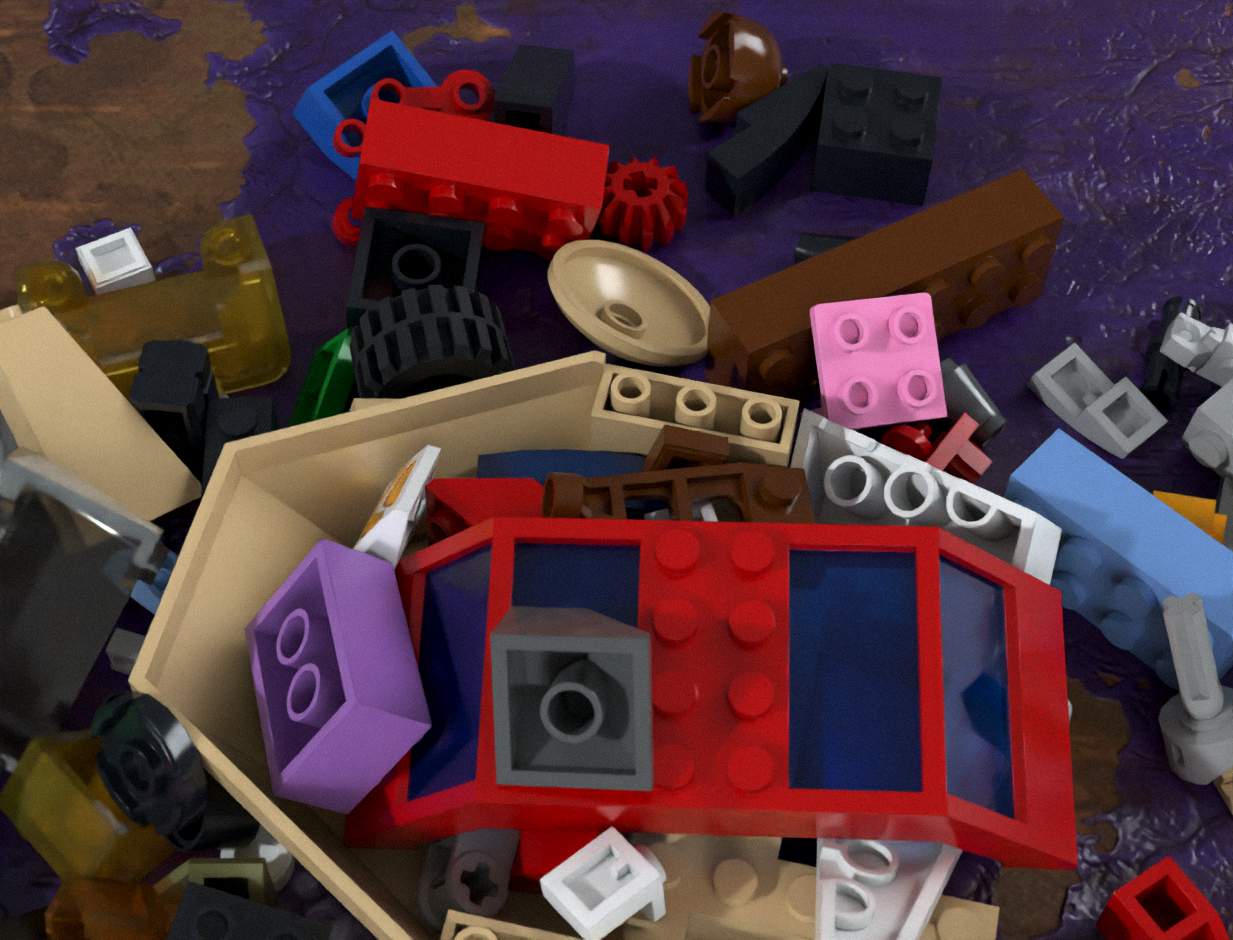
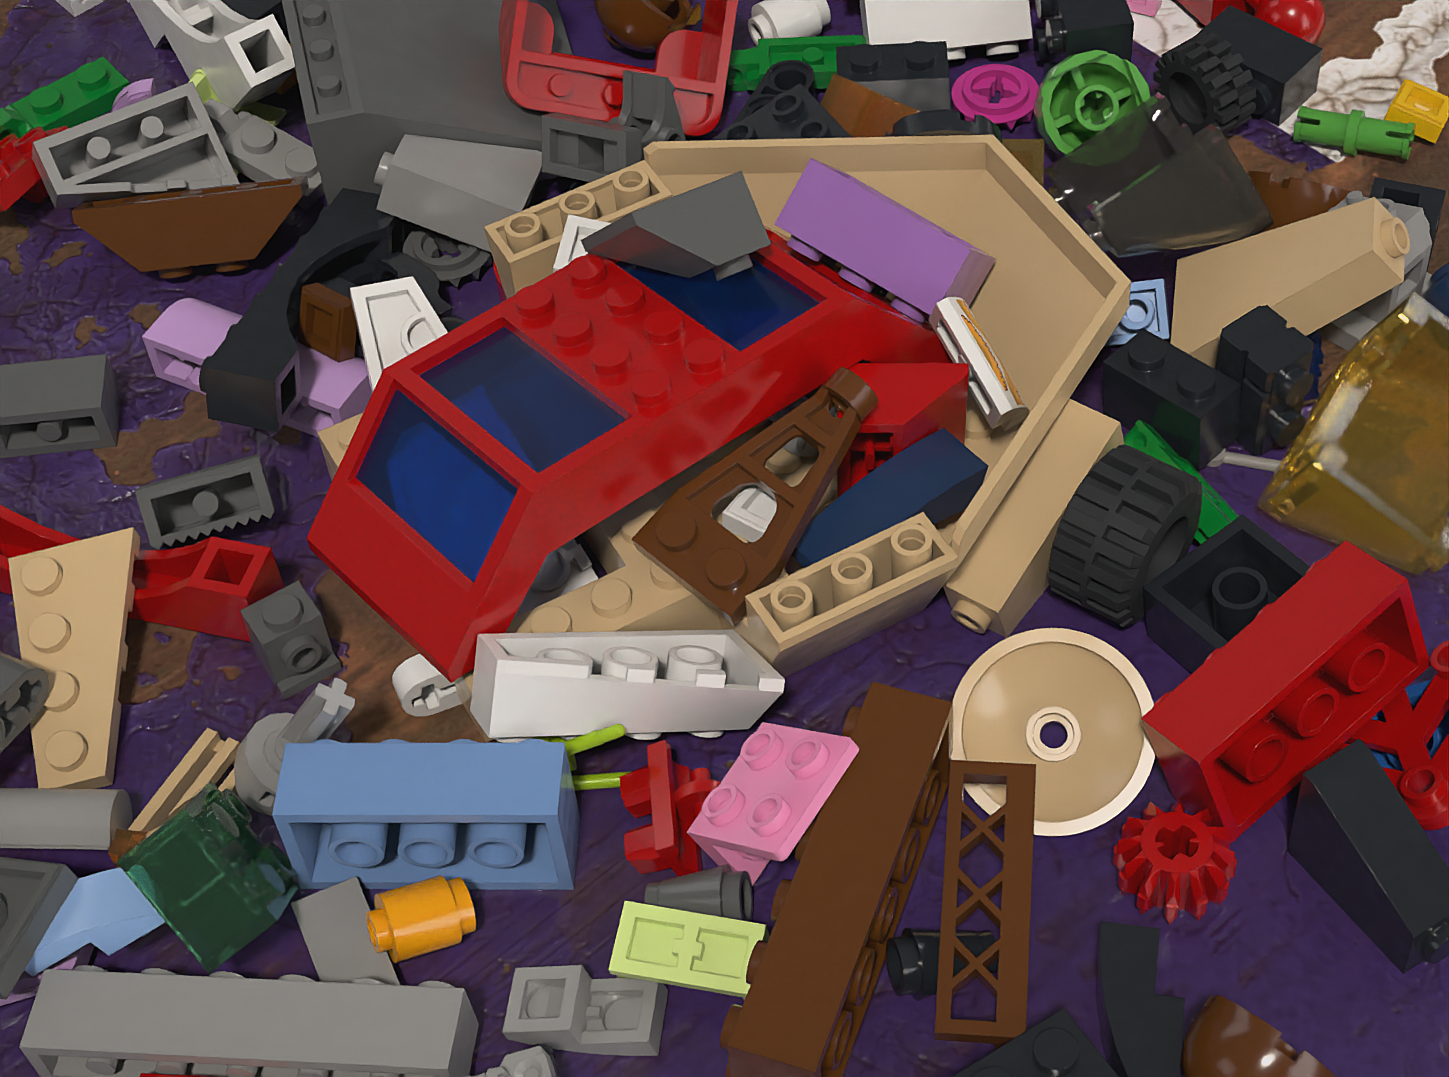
camera: 145 degrees right, 5 degrees down
(684, 449) = (820, 537): reddish brown tile -> none
(792, 223) = (1015, 902): none -> reddish brown fence
(1007, 362) = (685, 948): none -> yellowish green hinge
(1132, 832) = (290, 639): none -> dark grey brick

